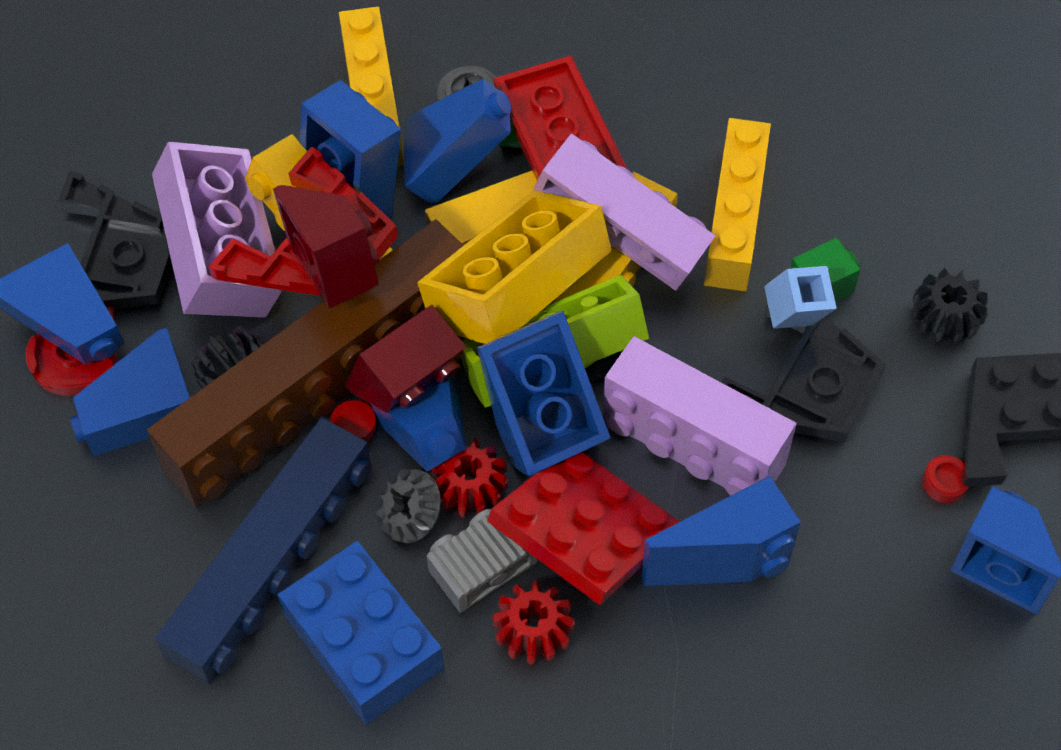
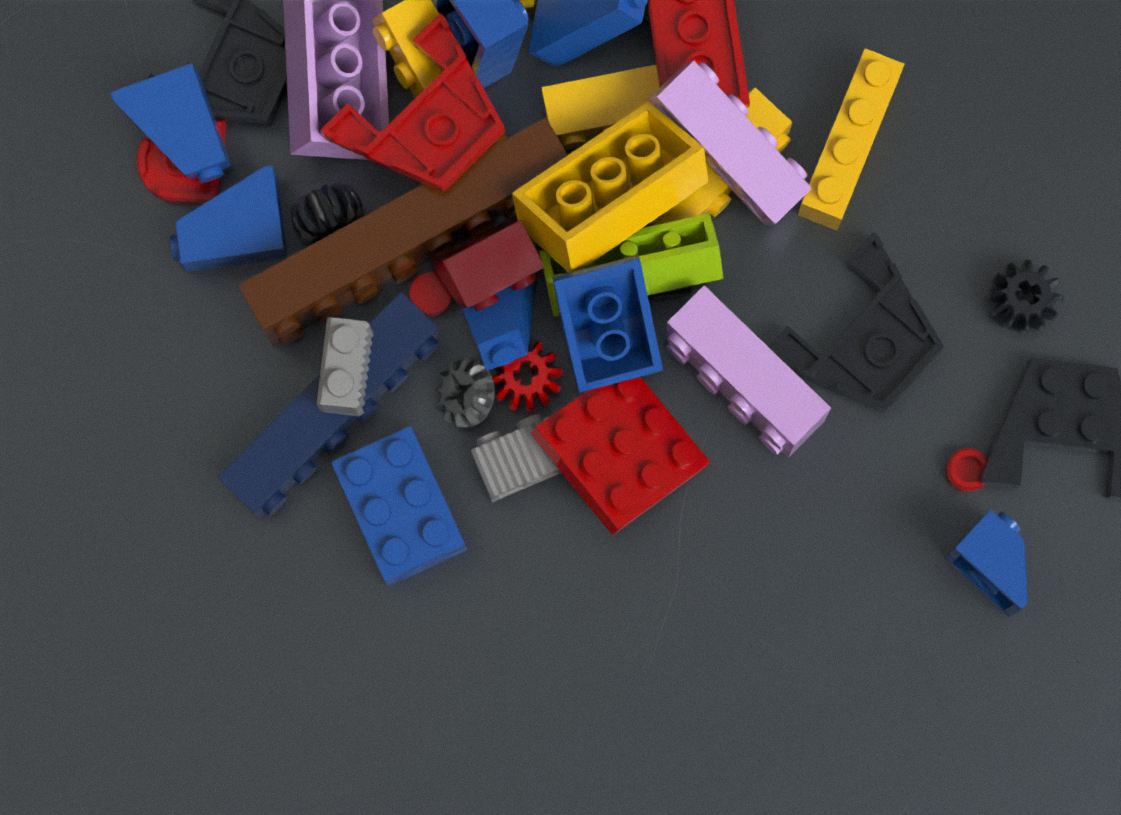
camera: 15 degrees right, 20 degrees up
(275, 491) = (344, 366): none -> light grey brick
(329, 242) = (436, 151): dark red slope -> none
(516, 615) = (545, 517): red gear -> none
(726, 542) = (748, 497): blue slope -> none
(800, 297) = (876, 269): light blue brick -> none
(841, 265) = (915, 236): green brick -> none

